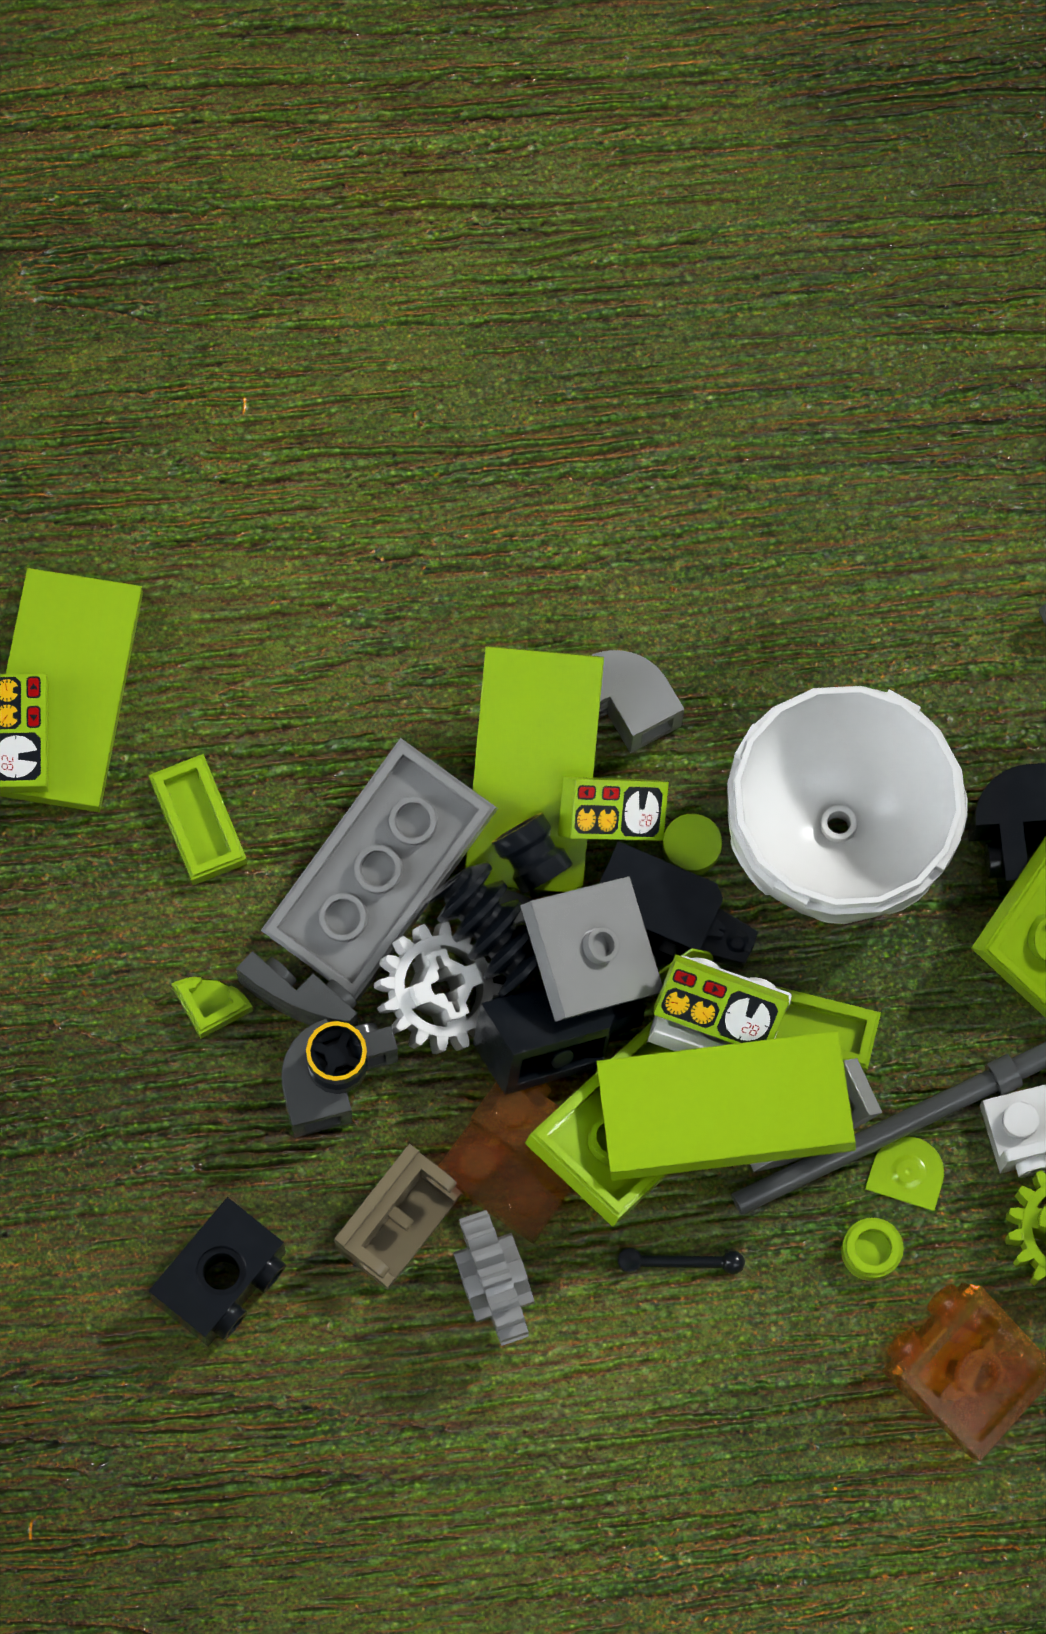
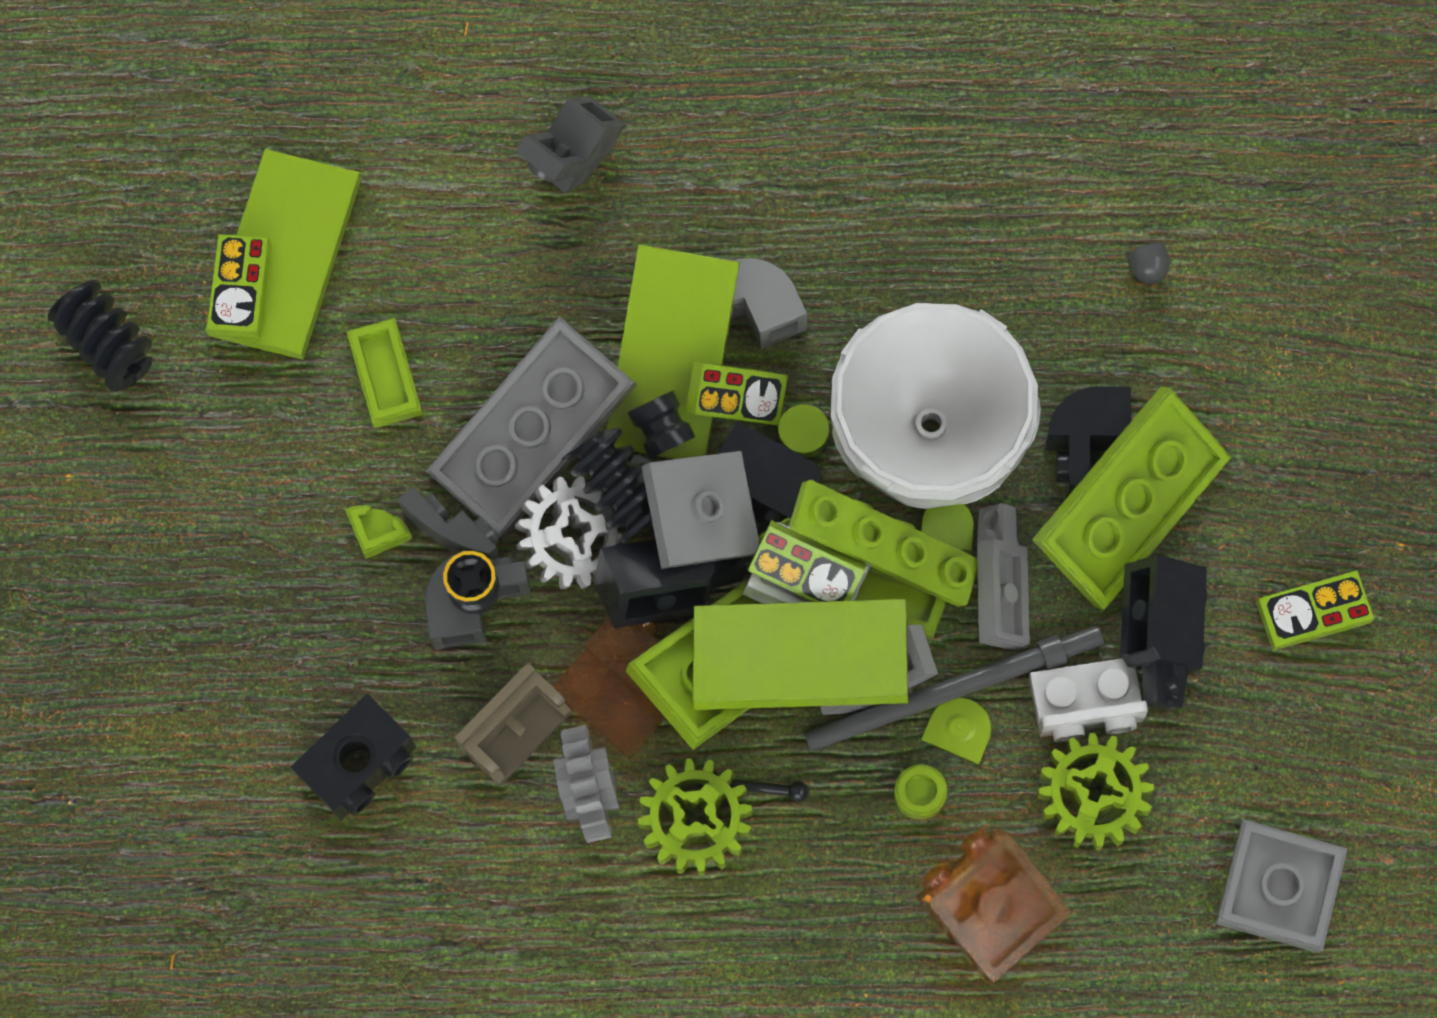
camera: 15 degrees right, 0 degrees up
(388, 532) = (573, 144): none -> dark grey brick
(644, 1318) = (681, 835): none -> lime gear
(805, 968) = (884, 543): none -> lime bracket
(869, 945) = (950, 525): none -> lime tile
(939, 996) = (1002, 580): none -> light grey hinge

